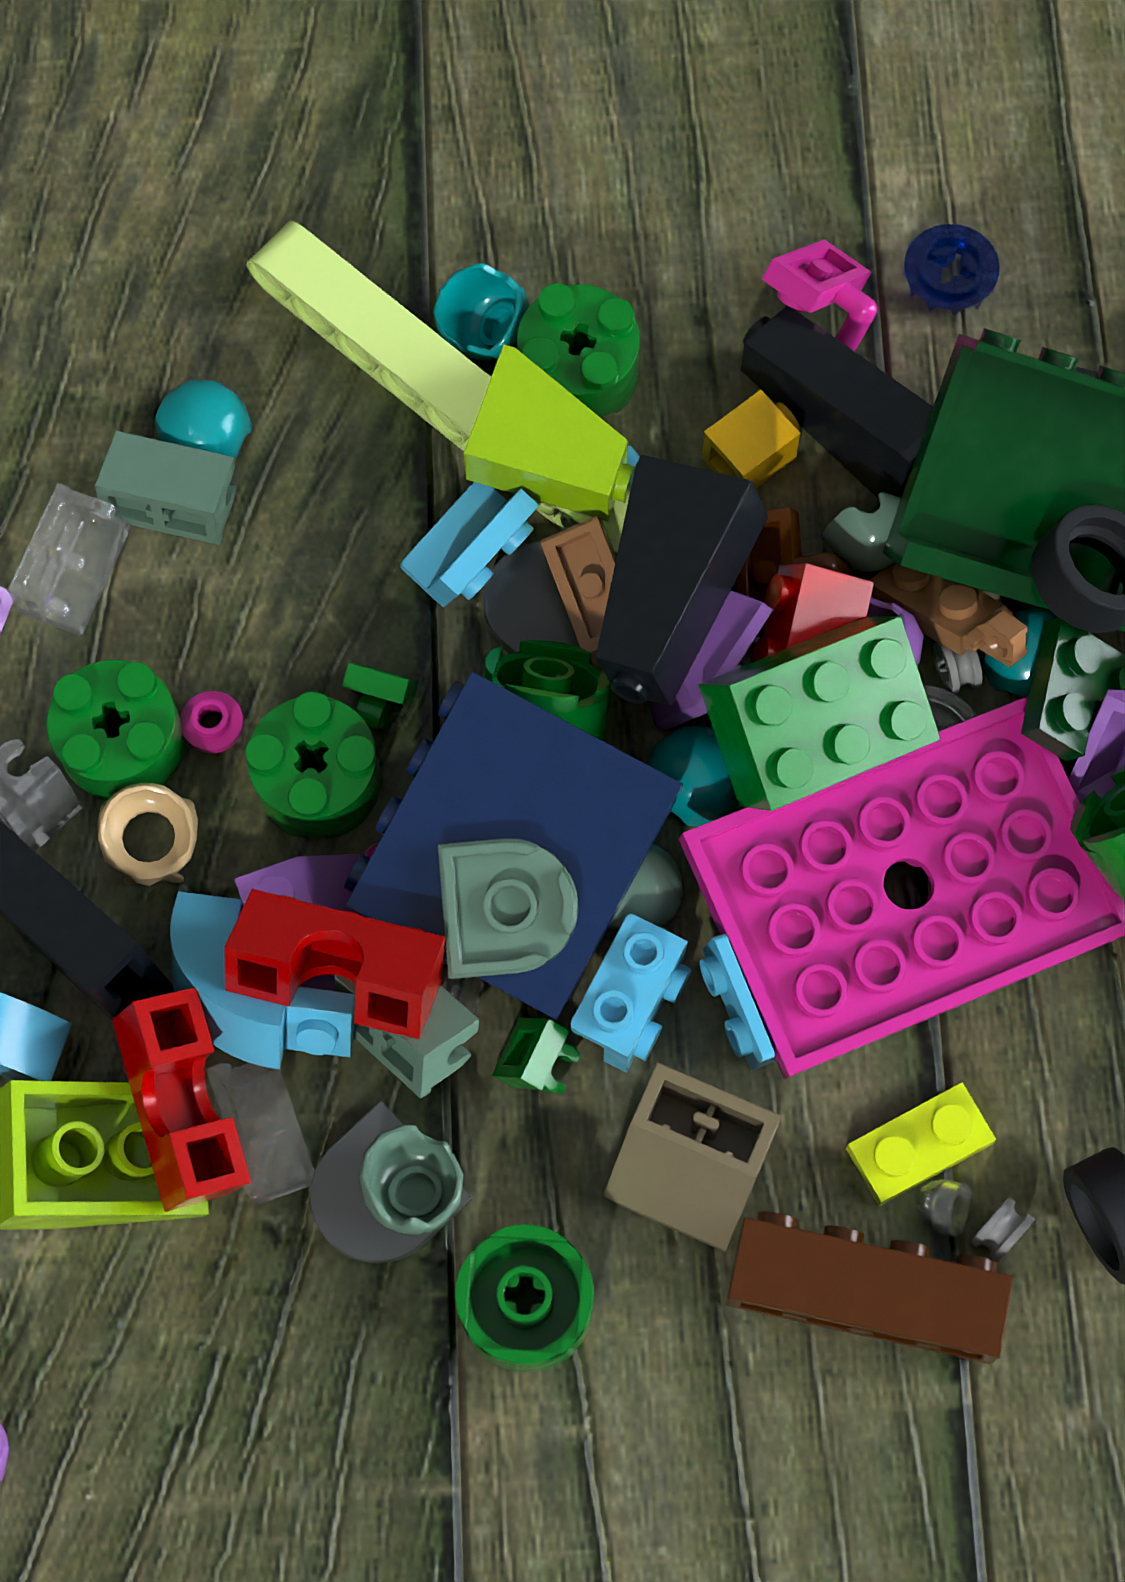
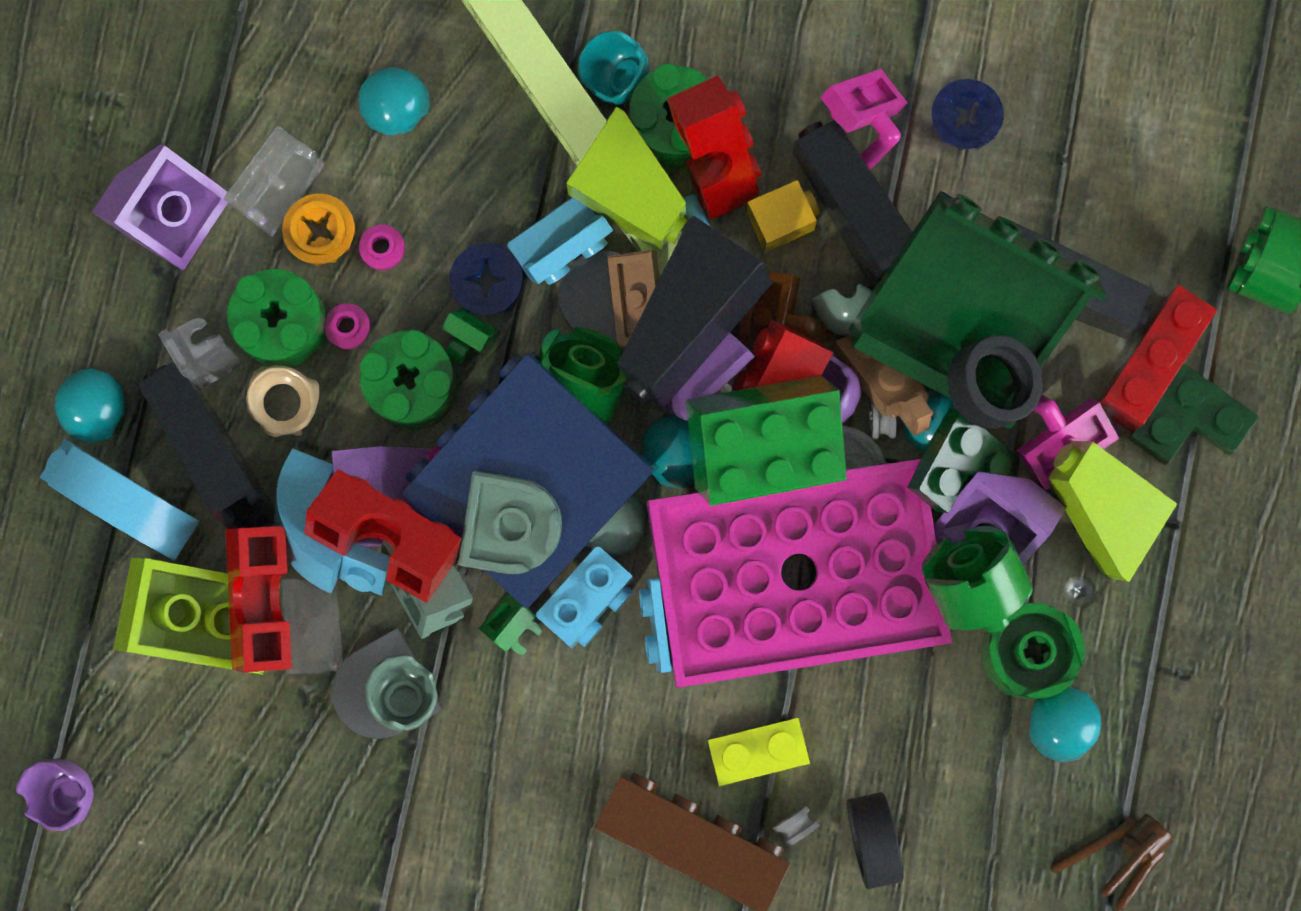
camera: 15 degrees right, 10 degrees up
(132, 585) = (317, 209): none -> light orange gear
(168, 487) = (356, 143): sand green hinge -> none
(237, 626) = (384, 260): none -> dark pink plate
(400, 596) = (471, 266): none -> clear blue gear
(497, 1270) = (434, 804): green brick -> none
(633, 331) = (719, 143): none -> red arch
(691, 1156) = (596, 724): dark tan slope -> none
(946, 1206) = (762, 800): clear hinge -> none

